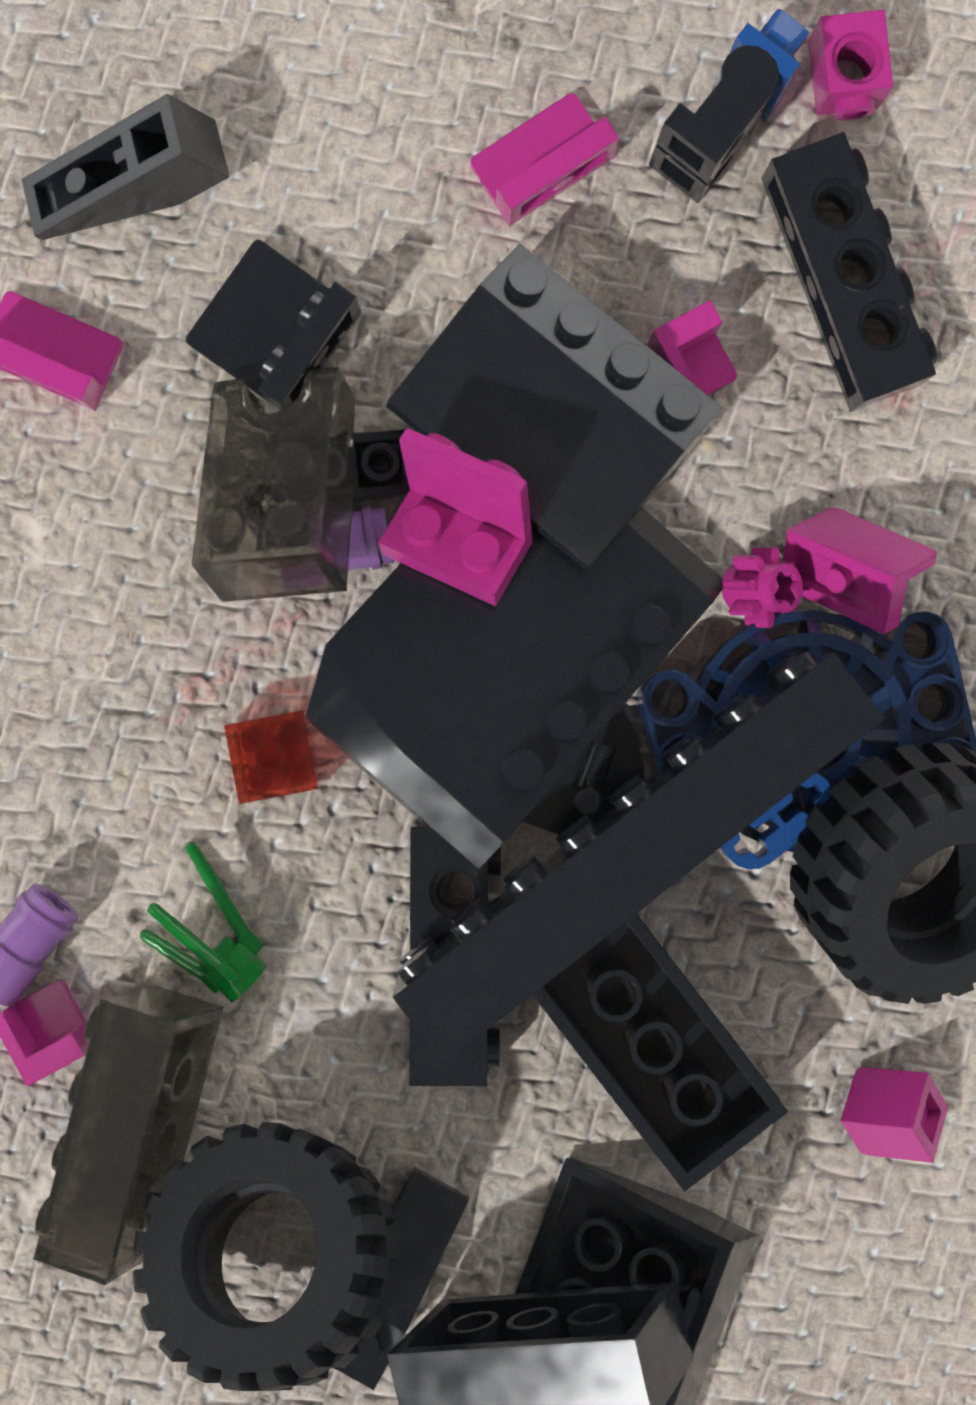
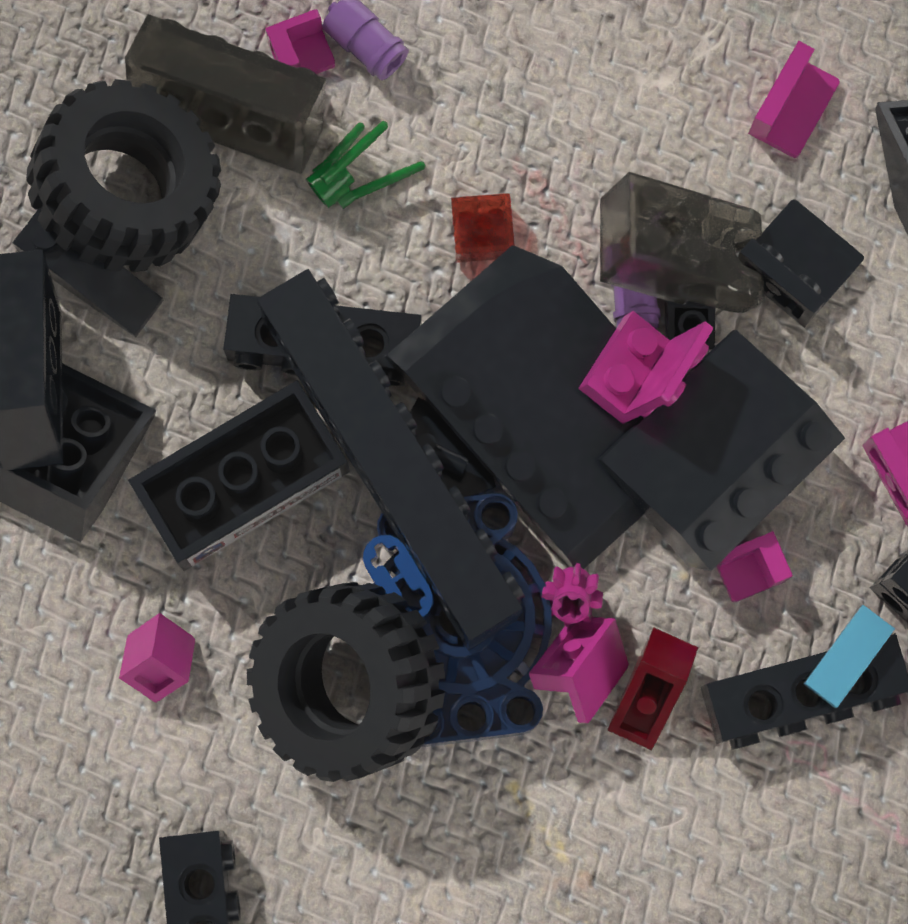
camera: 95 degrees right, 10 degrees down
(814, 216) = (849, 656): none -> medium azure piece
(865, 470) = (653, 688): none -> dark red slope

